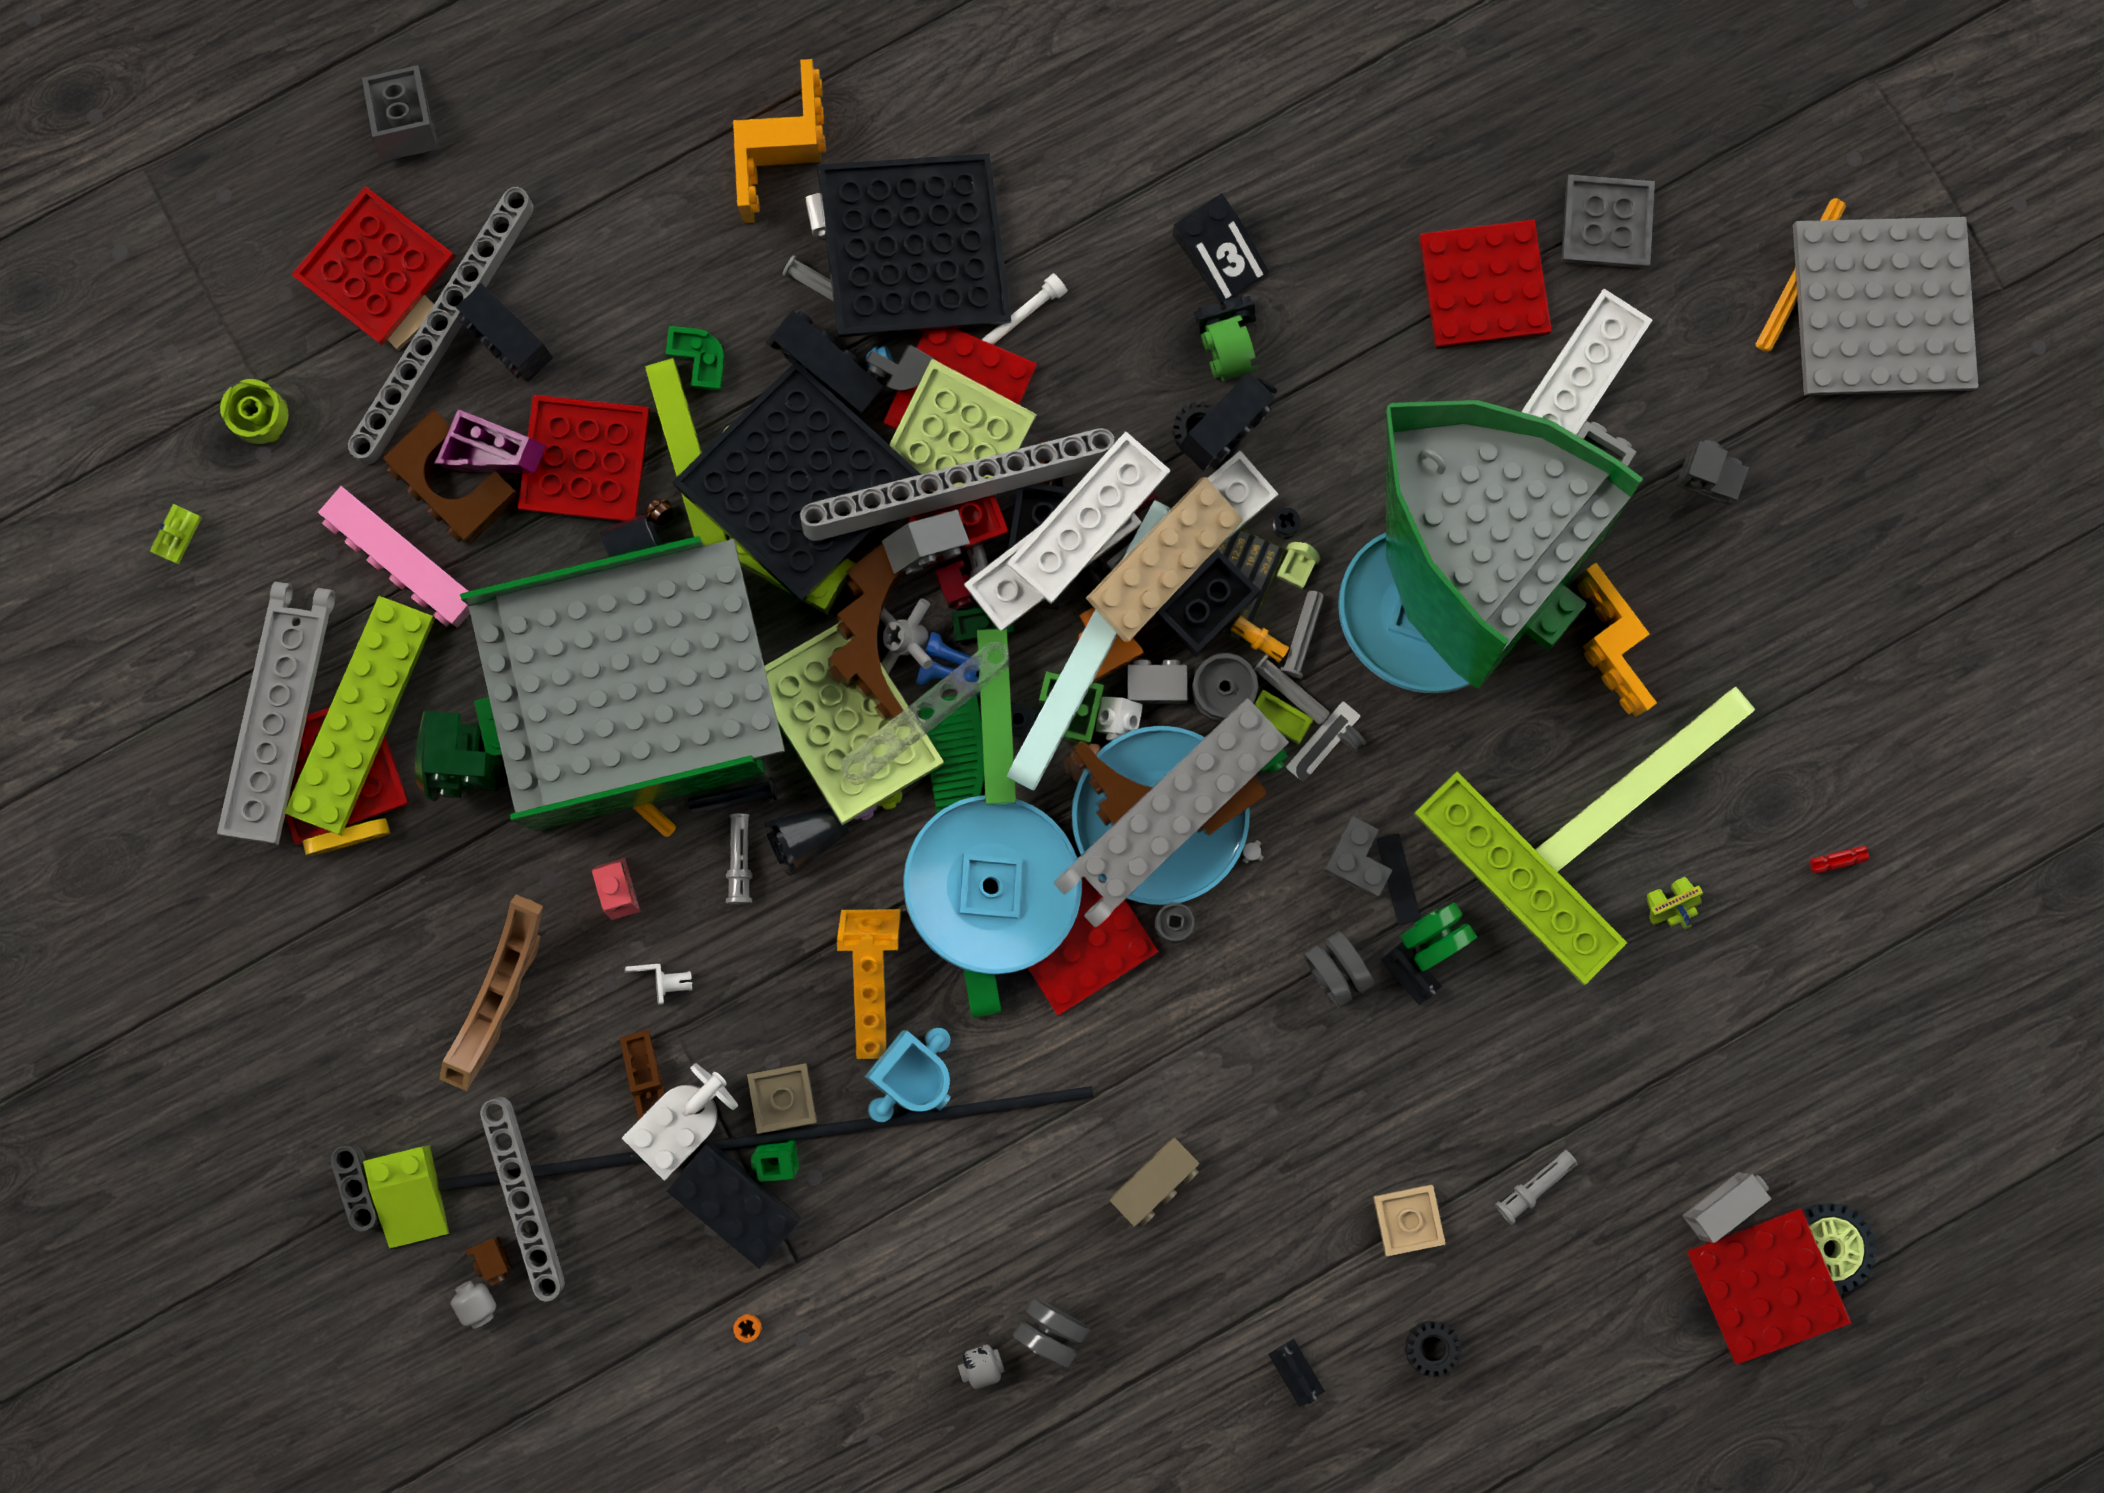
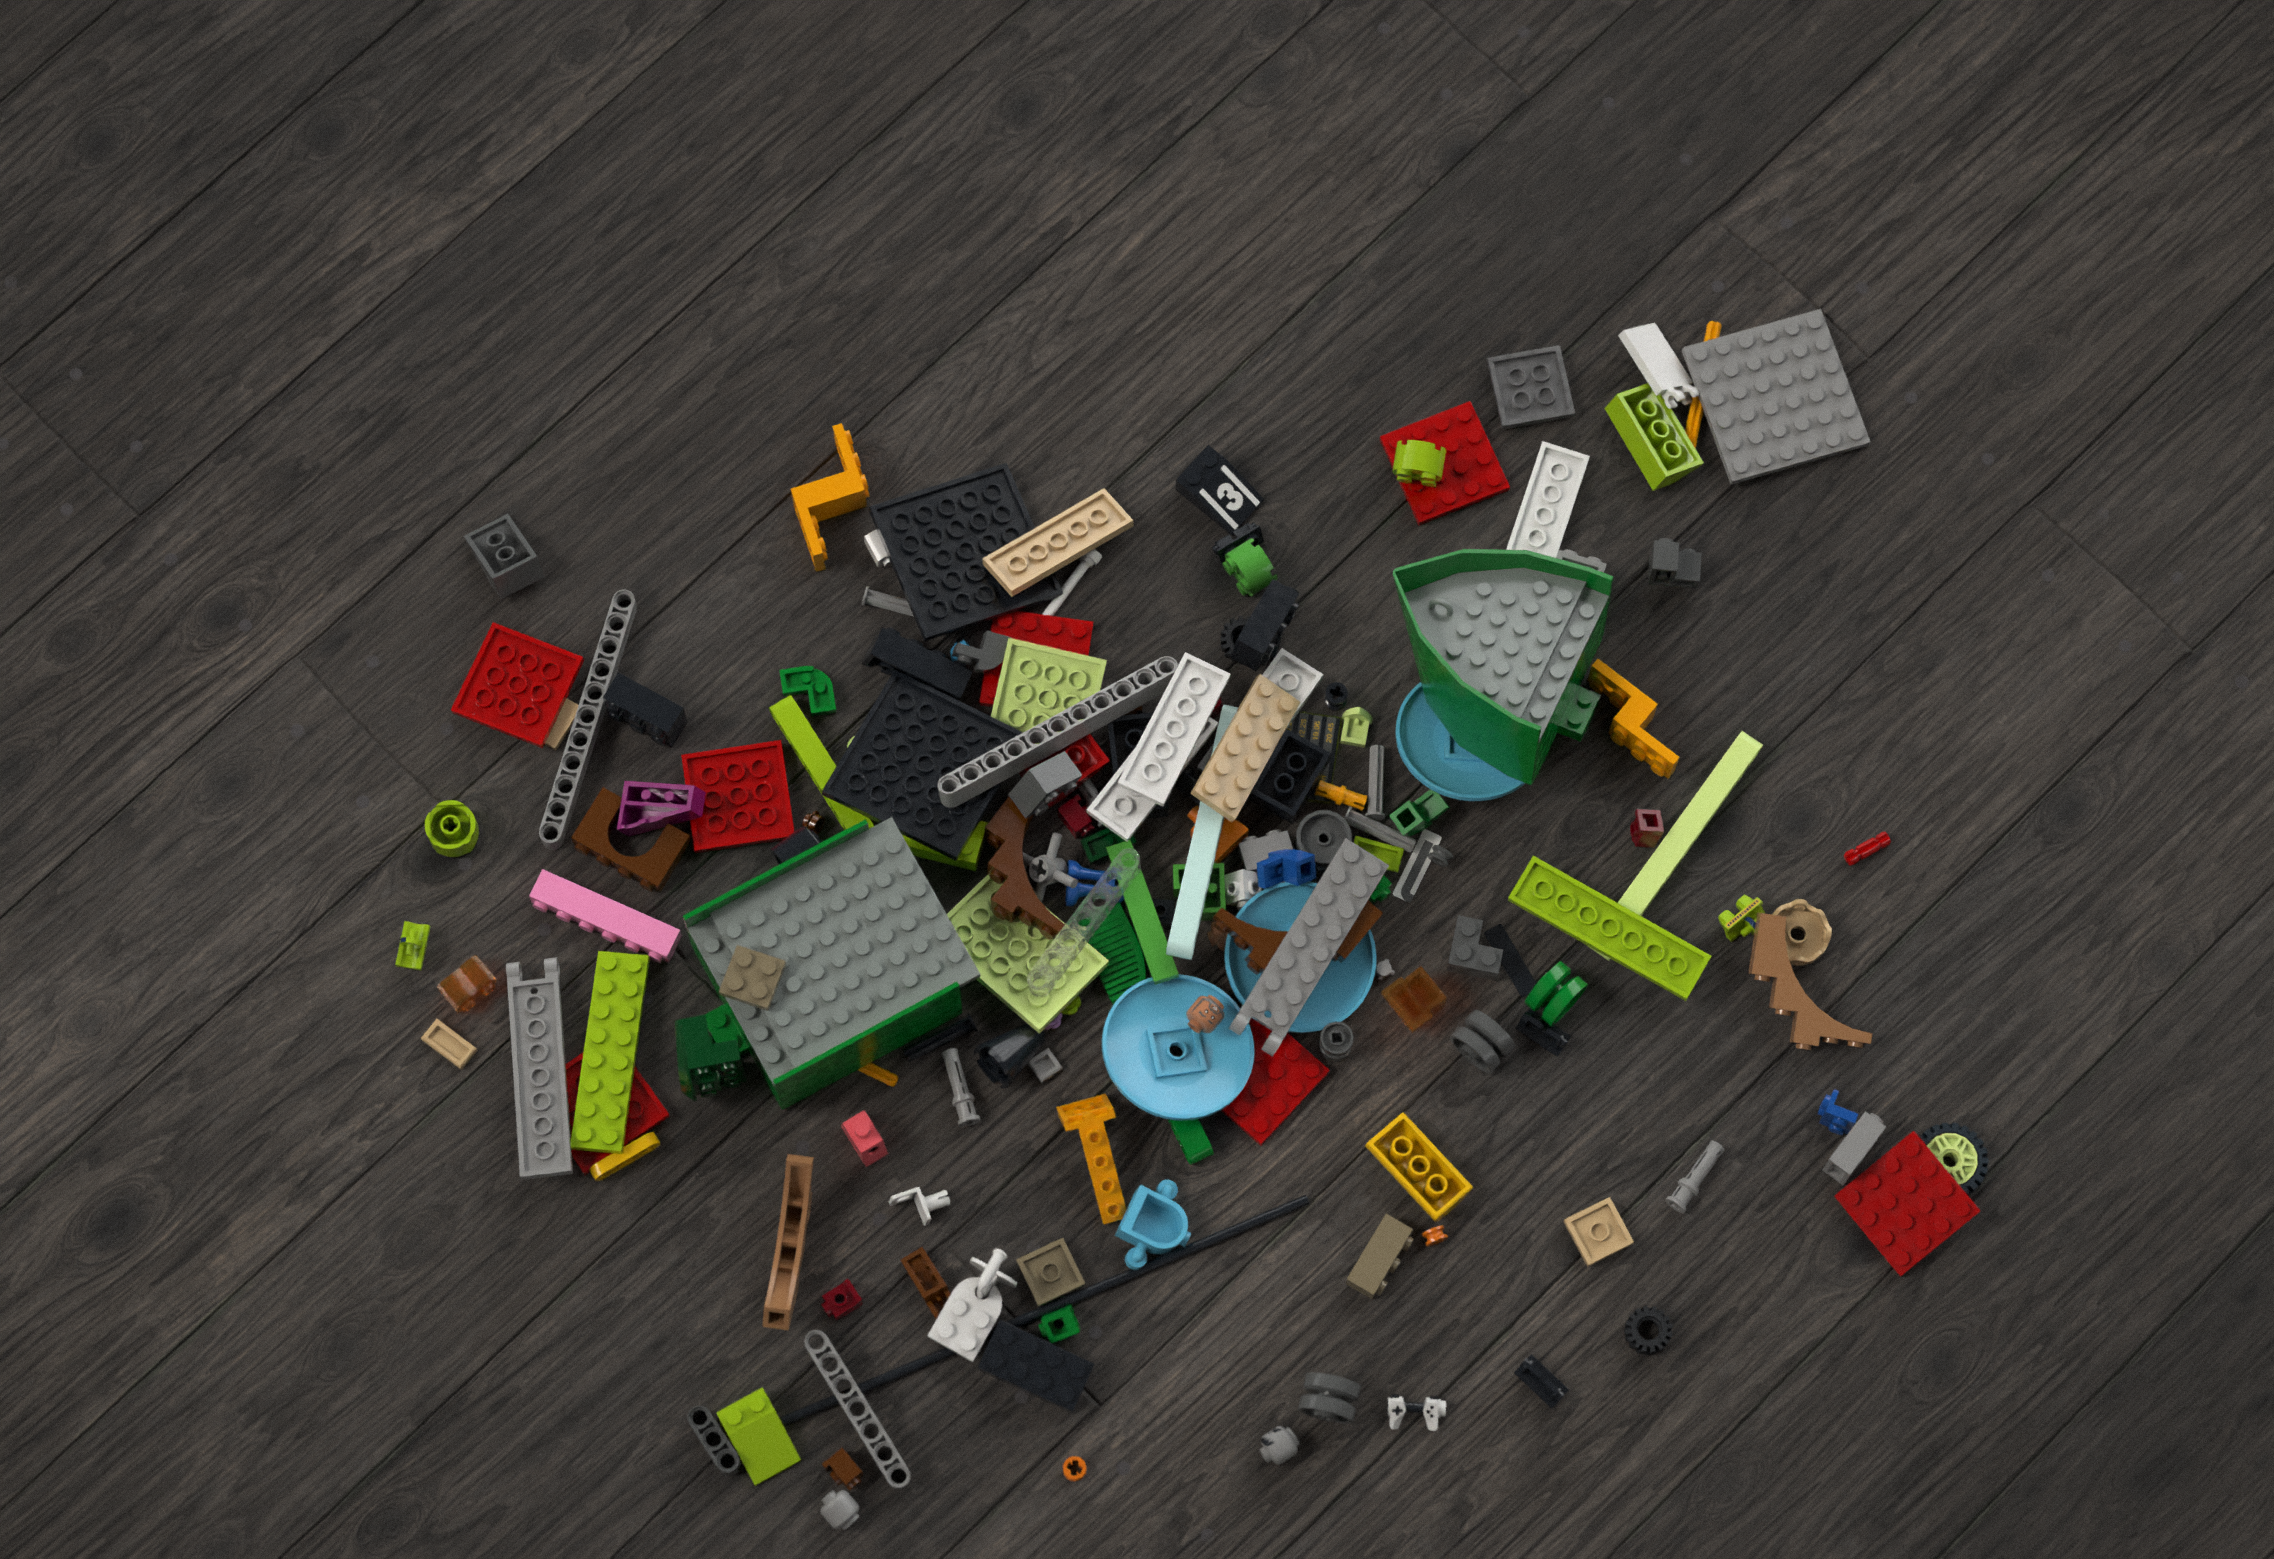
camera: 15 degrees left, 10 degrees down
(189, 655) = (449, 1044): none -> tan tile
(225, 593) = (467, 984): none -> clear orange brick
(521, 686) = (752, 977): none -> dark tan plate
(551, 1069) = (851, 1302): none -> dark red brick
(842, 859) = (1045, 1065): none -> light grey tile
(1020, 261) = (1057, 542): none -> tan plate
(1032, 857) = (1205, 1014): none -> nougat head
(1164, 1370) = (1432, 1409): none -> white piece
(1174, 707) = (1287, 866): none -> blue brick
(1223, 1174) = (1434, 1235): none -> orange bush
(1227, 1093) = (1419, 1167): none -> yellow brick
(1275, 899) = (1415, 998): none -> clear orange plate
(1341, 684) = (1418, 815): none -> green brick
(1456, 277) = (1419, 462): none -> lime brick
(1589, 771) = (1646, 828): none -> dark red brick
(1694, 966) = (1771, 959): none -> medium nougat arch
(1715, 1167) = (1835, 1117): none -> blue bracket
(1732, 314) = (1653, 436): none -> lime slope
(1753, 933) = (1815, 928): none -> tan plate
(1762, 233) = (1659, 364): none -> white tile

